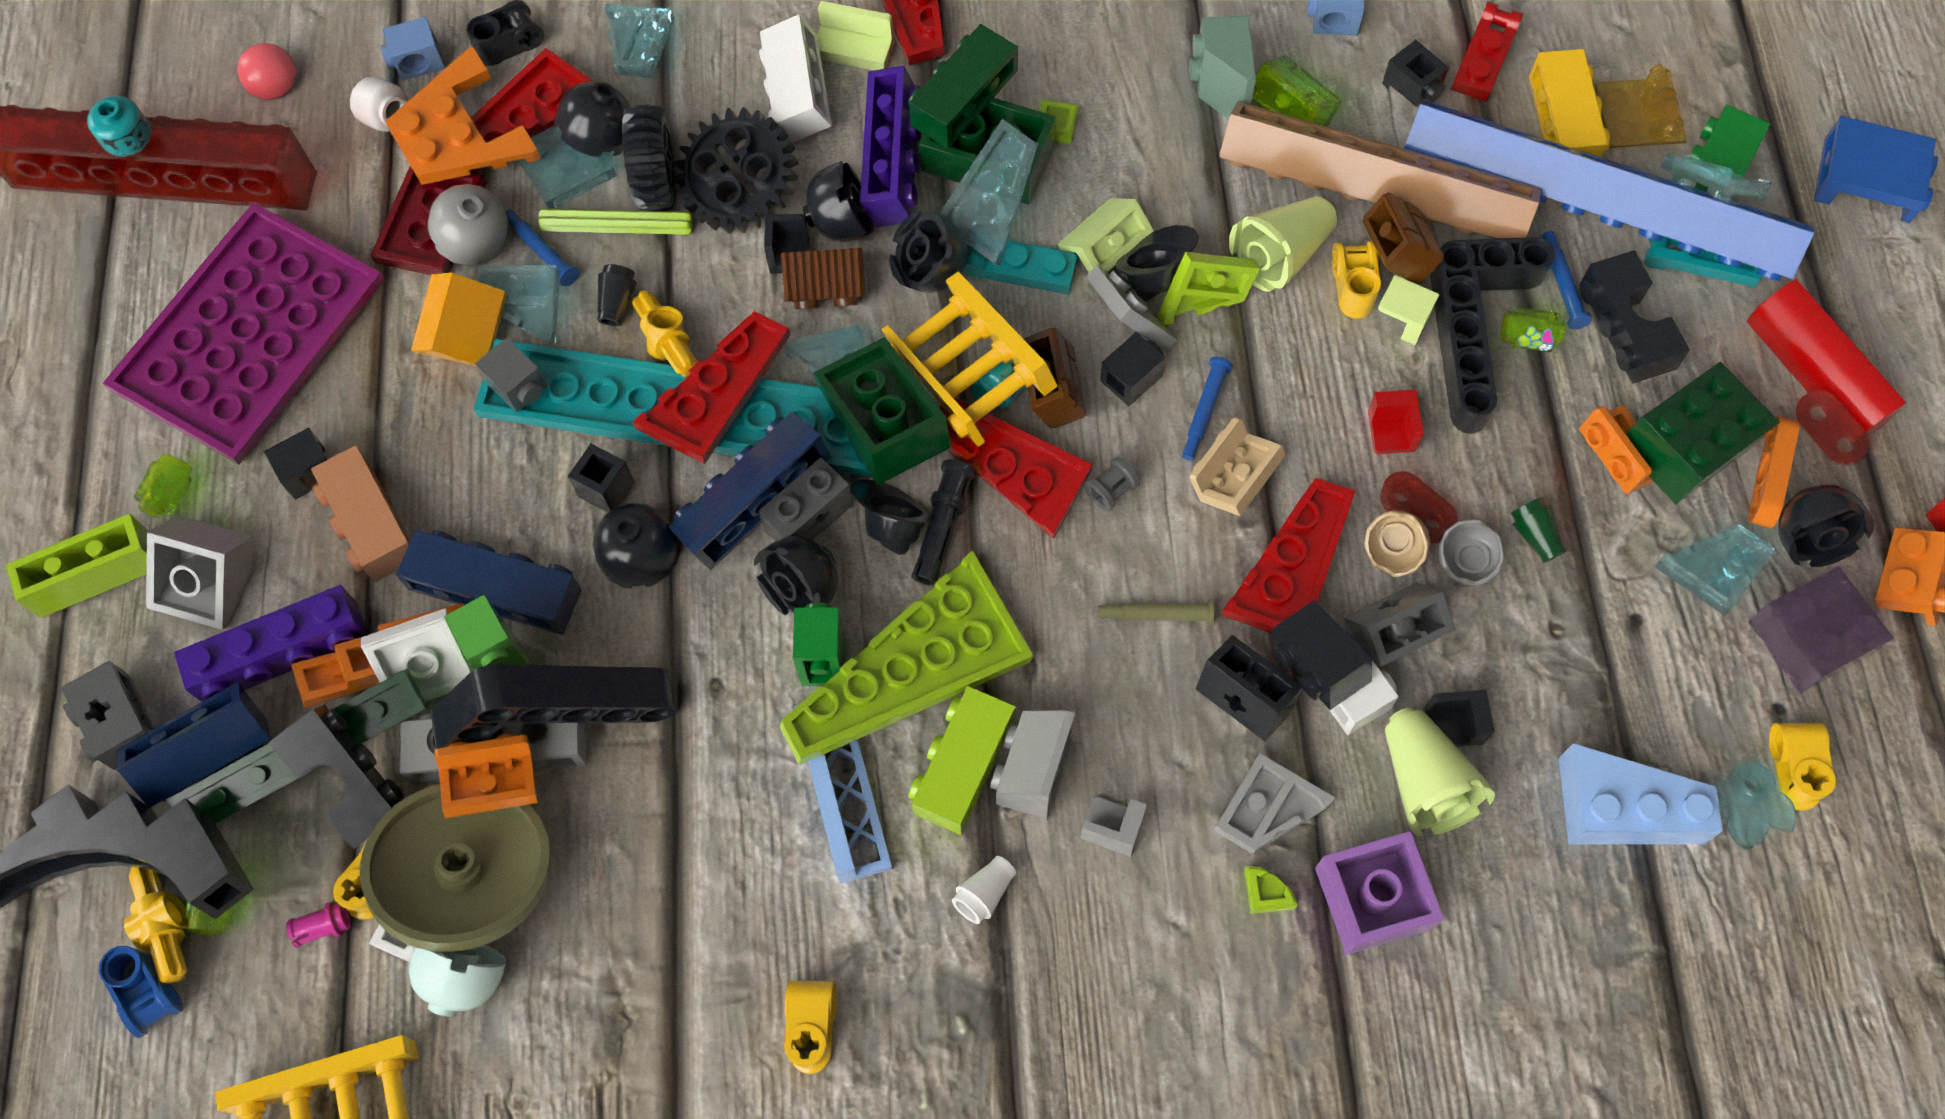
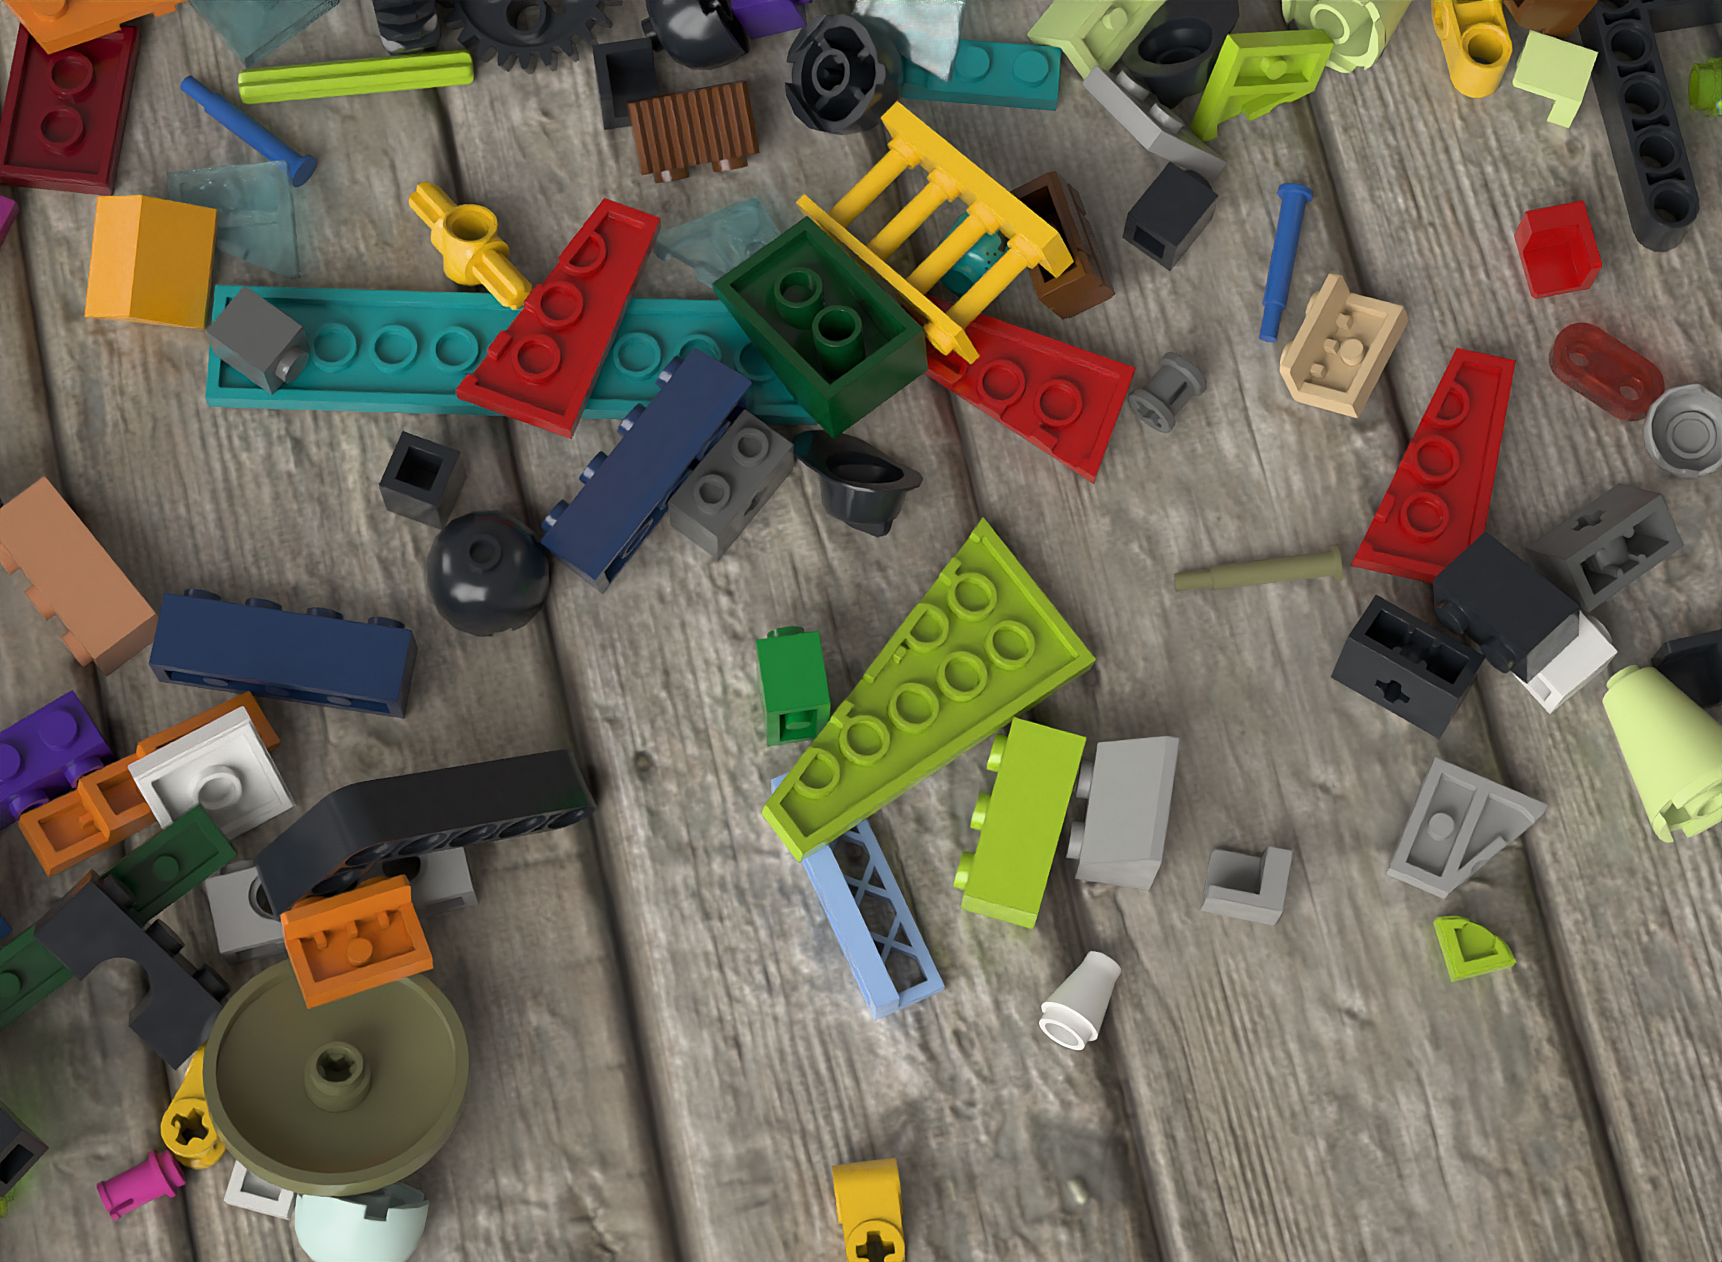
camera: 15 degrees left, 5 degrees up
(468, 224) = (135, 110): light grey cylinder -> none
(484, 635) = (318, 745): bright green brick -> none
(615, 291) = (379, 191): black cone -> none
(796, 573) = (737, 588): black cylinder -> none
(947, 506) = (934, 454): black pin -> none
(1378, 893) = (1625, 929): medium lavender brick -> none
(1397, 543) = (1585, 429): tan hair -> none

